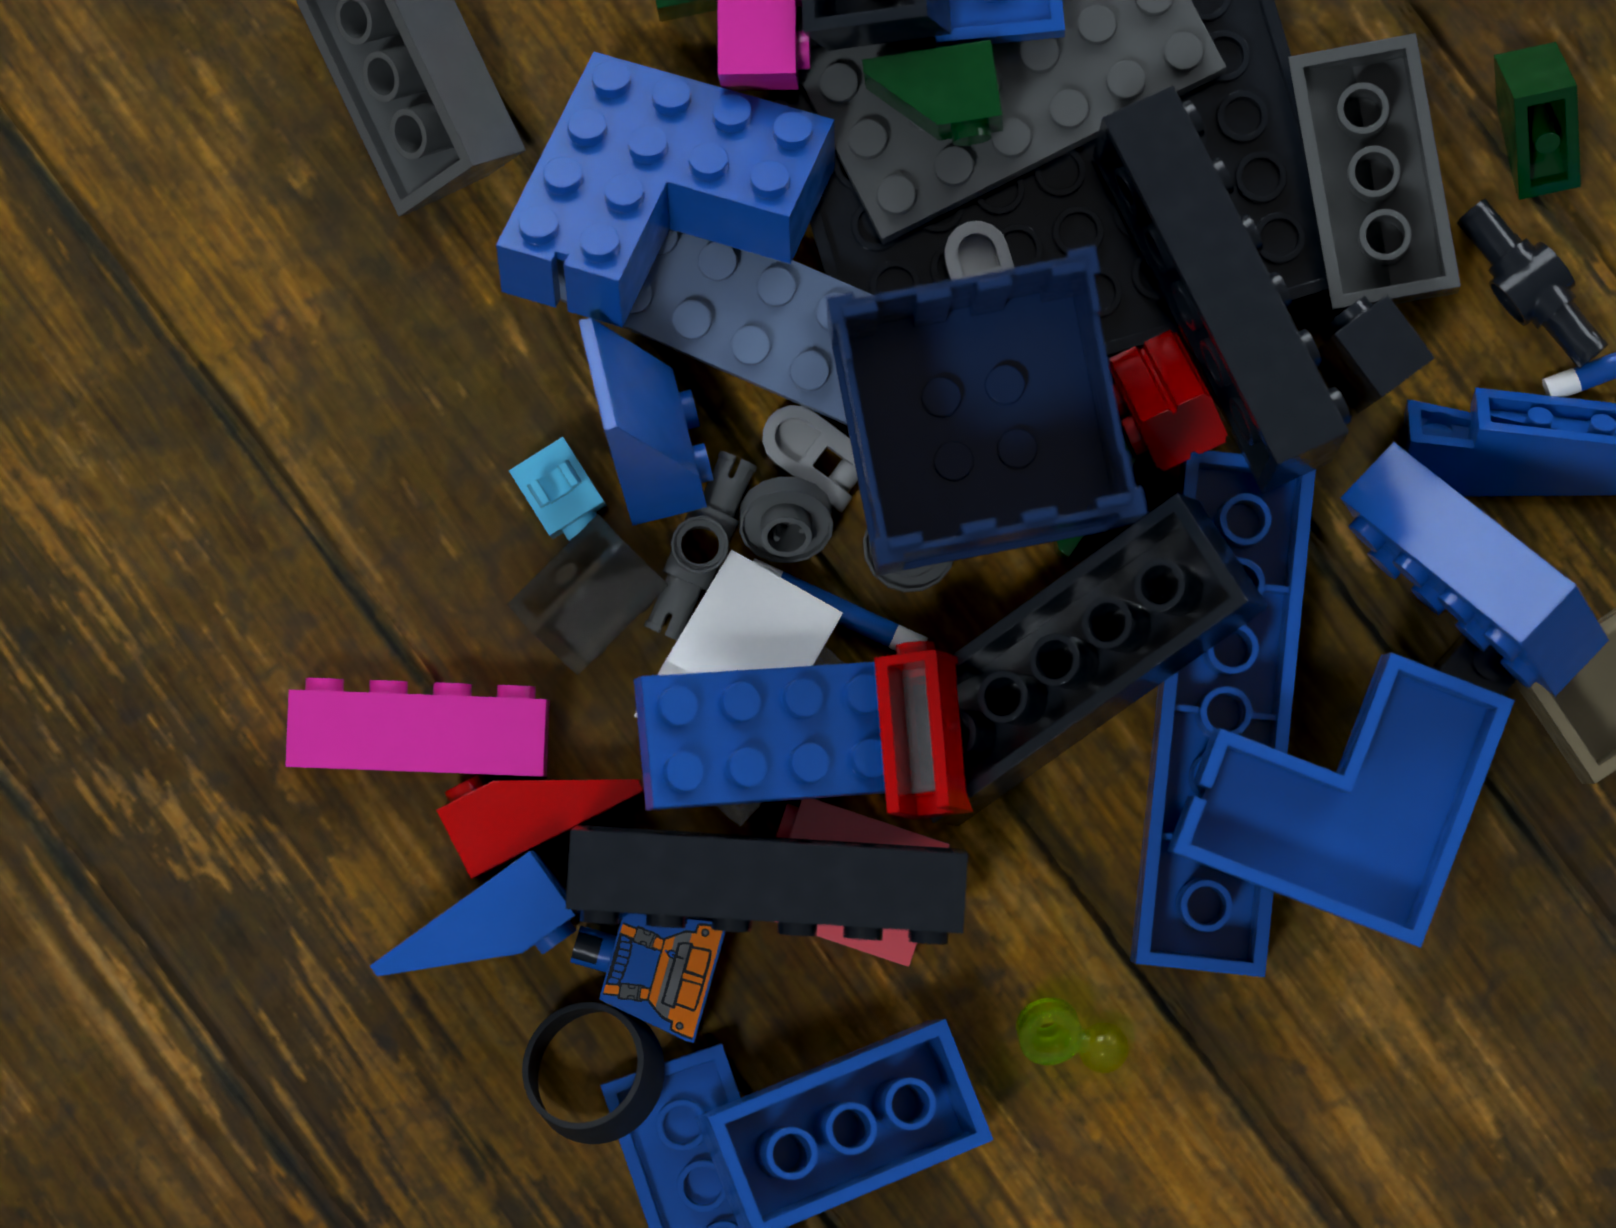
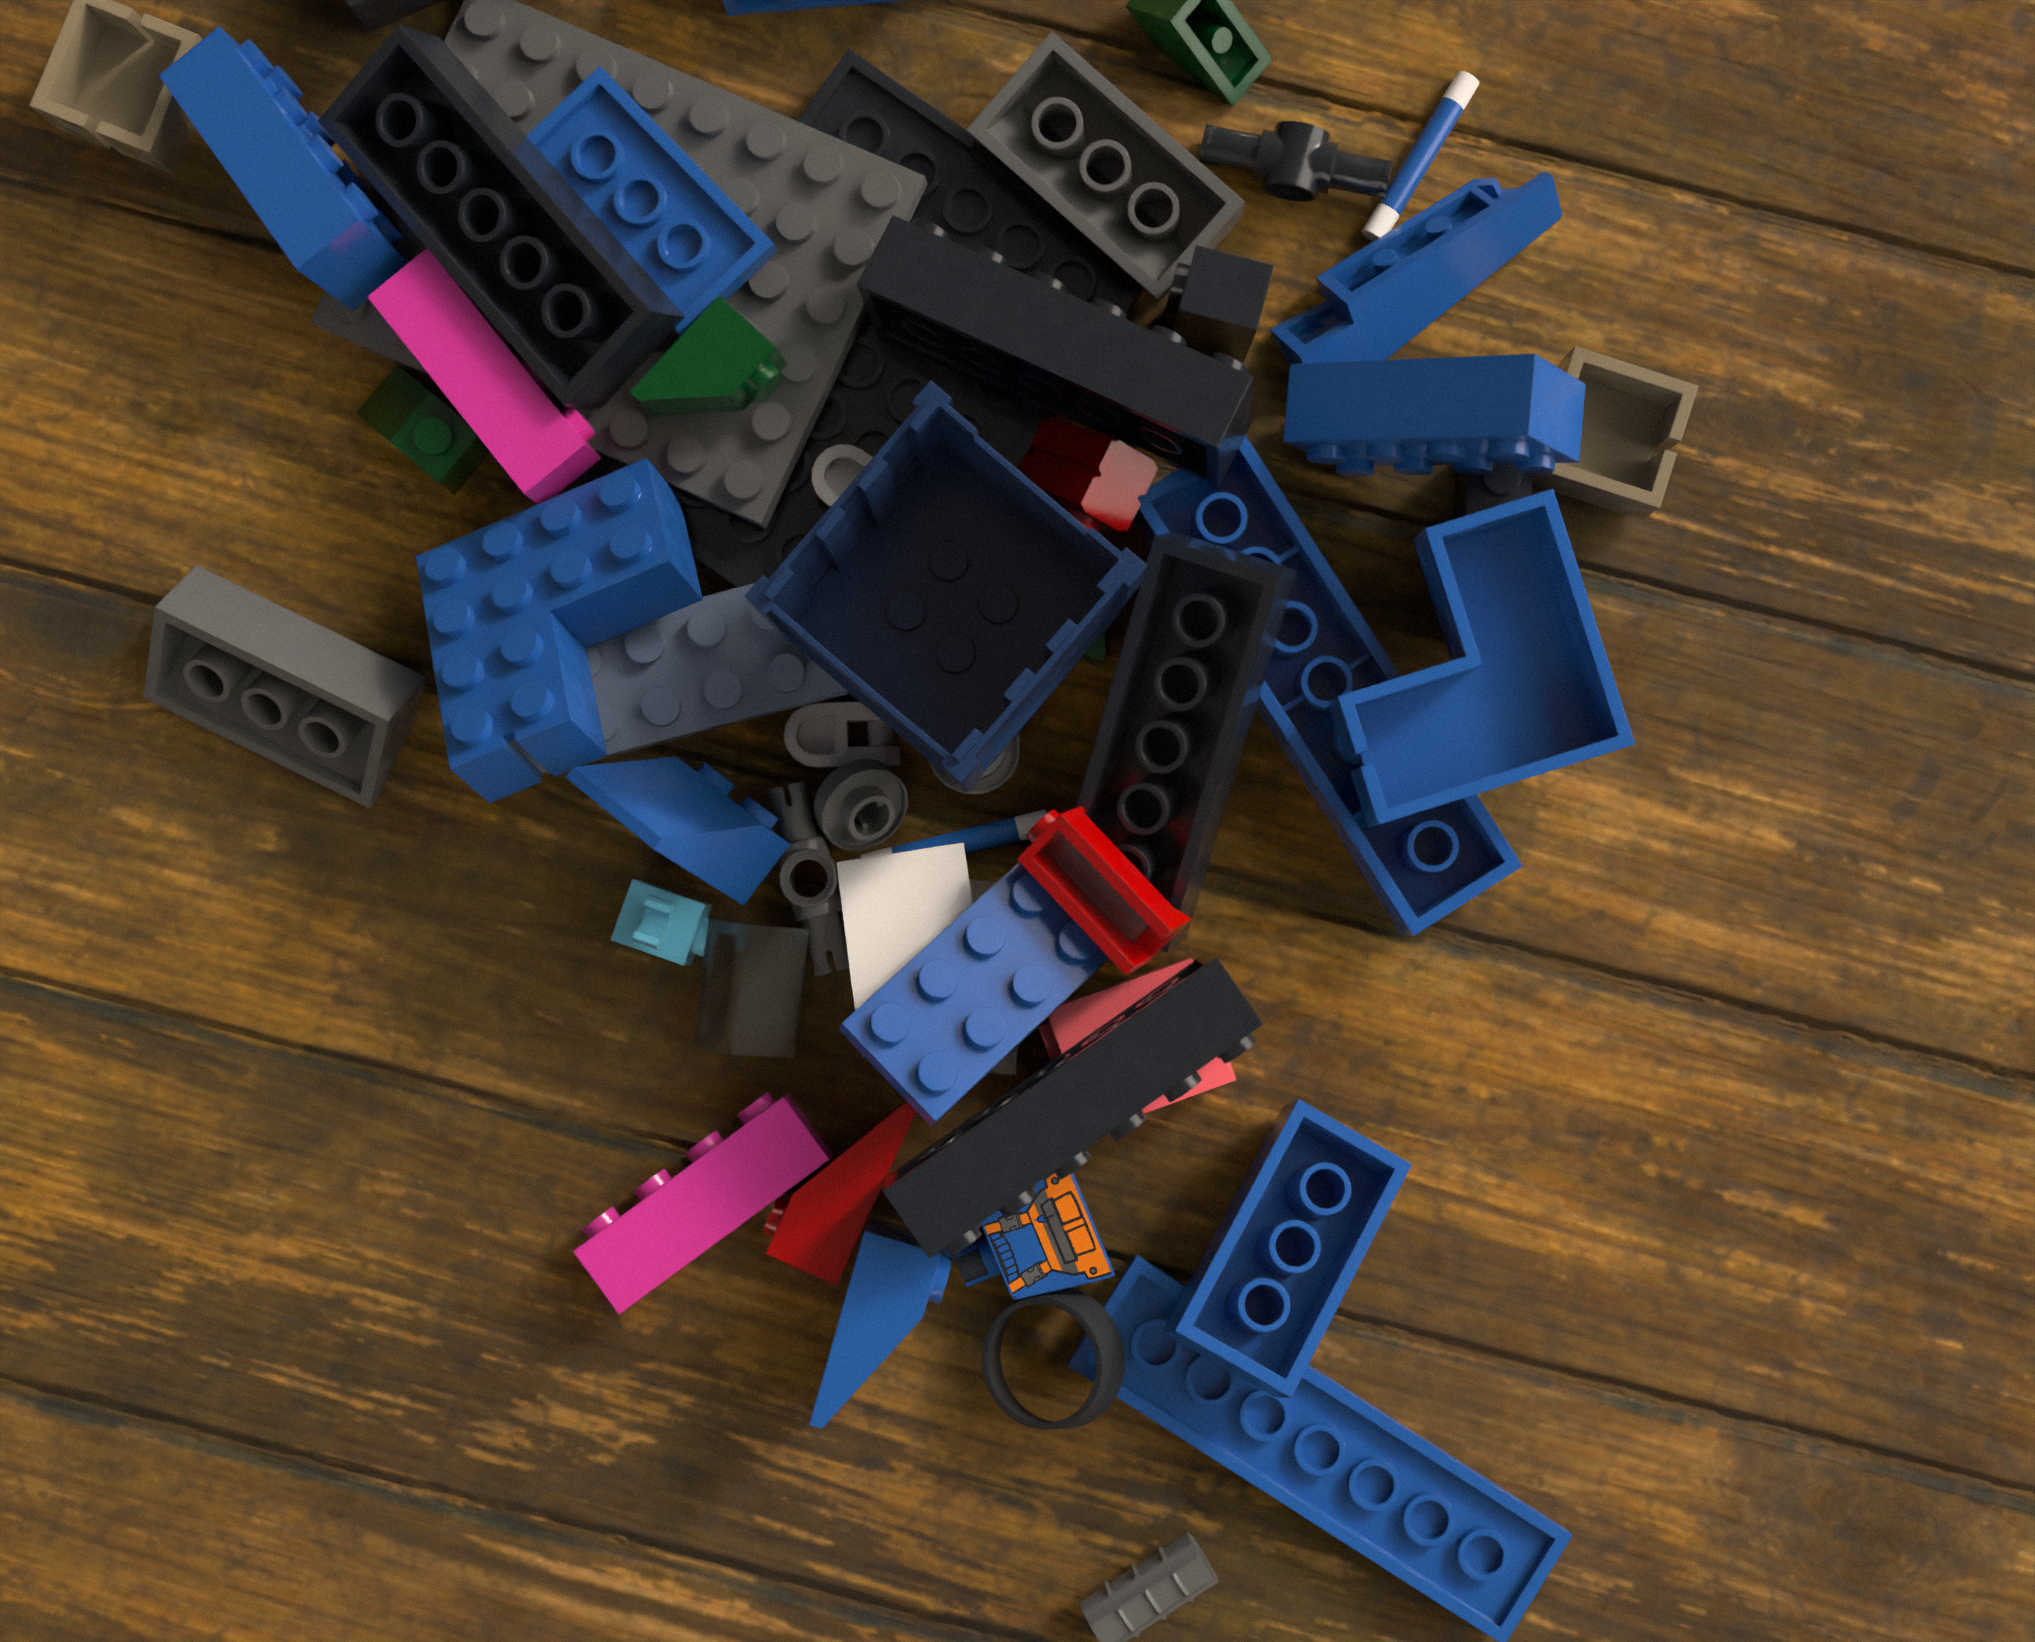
camera: 40 degrees left, 0 degrees up
(1100, 1046) = (1432, 1021): clear neon green plate -> none

